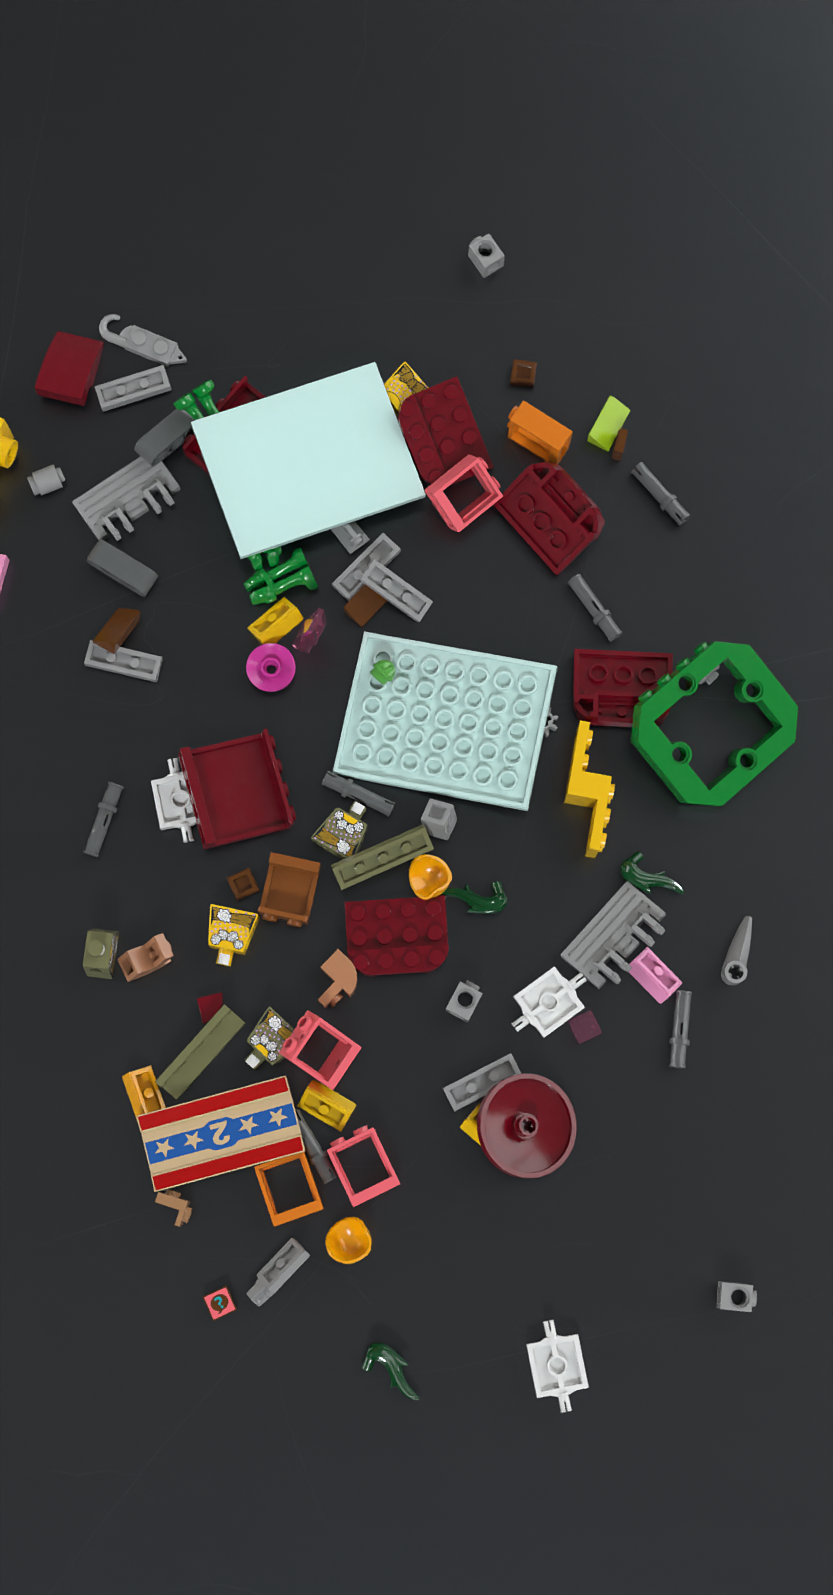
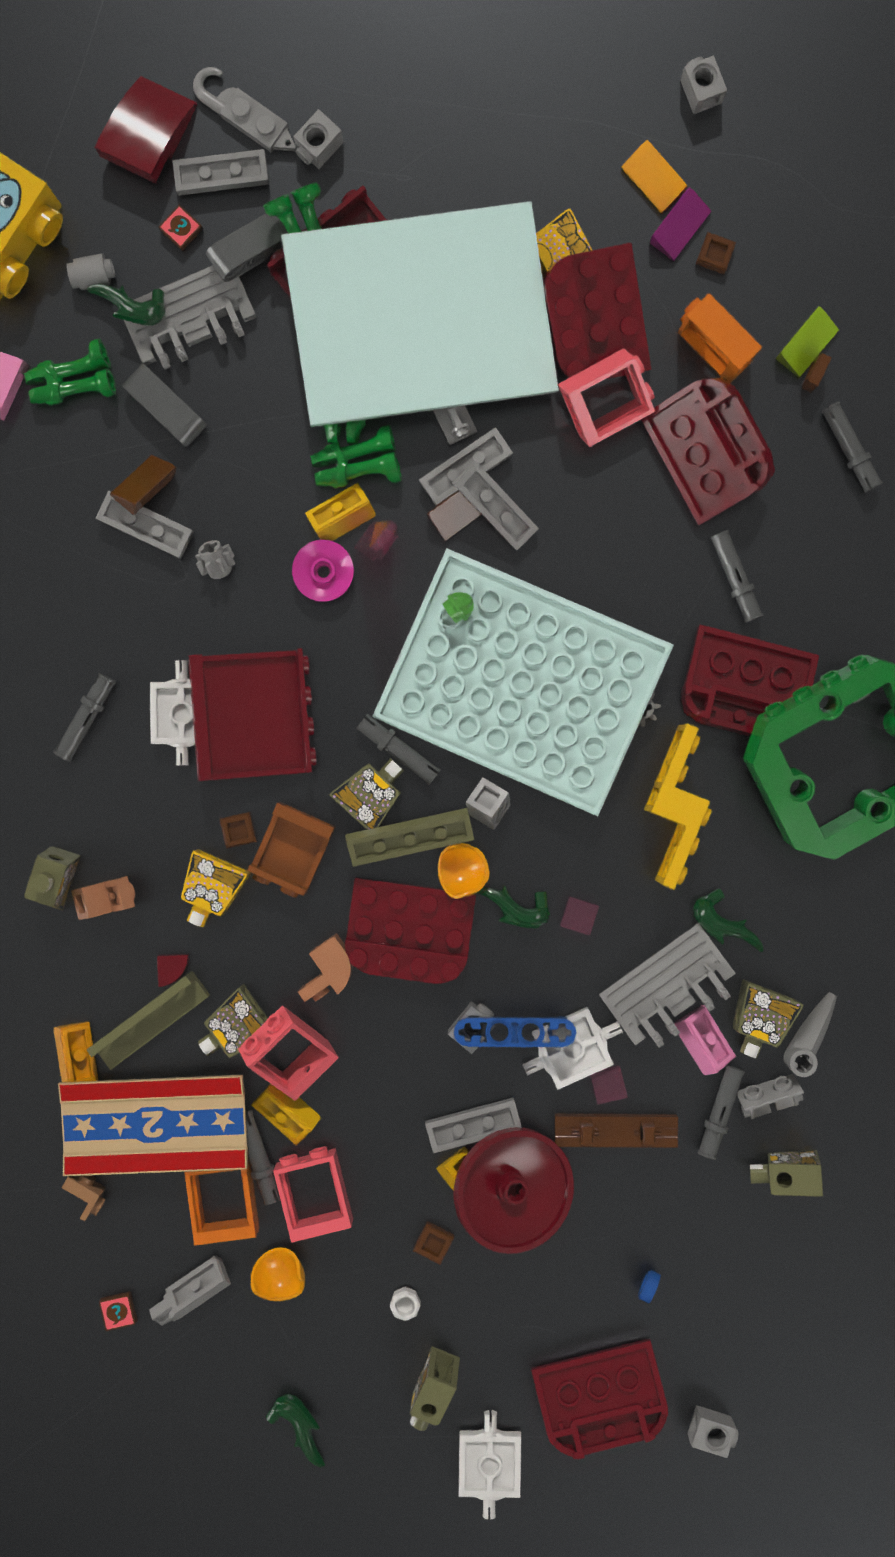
camera: 15 degrees right, 10 degrees up
(29, 563) = (53, 374): none -> green piece
(82, 501) = (141, 313): none -> dark green piece
(109, 434) = (180, 228): none -> tile
(184, 675) = (215, 559): none -> light grey gear
(200, 341) = (318, 126): none -> light grey brick
(458, 1244) = (405, 1303): none -> white tile
(464, 327) = (654, 176): none -> light orange slope
(470, 1188) = (433, 1243): none -> reddish brown tile
(491, 358) = (680, 224): none -> magenta slope
(498, 1301) = (434, 1389): none -> olive torso
(500, 997) = (515, 1036): none -> blue beam
(531, 895) = (579, 915): none -> clear pink tile
(599, 1063) = (616, 1130): none -> reddish brown hinge
(638, 1288) = (602, 1399): none -> dark red plate
(655, 1185) = (649, 1286): none -> blue tile
(695, 944) = (763, 1017): none -> torso
(706, 1012) = (782, 1091): none -> light grey hinge
(757, 1060) = (802, 1173): none -> olive torso

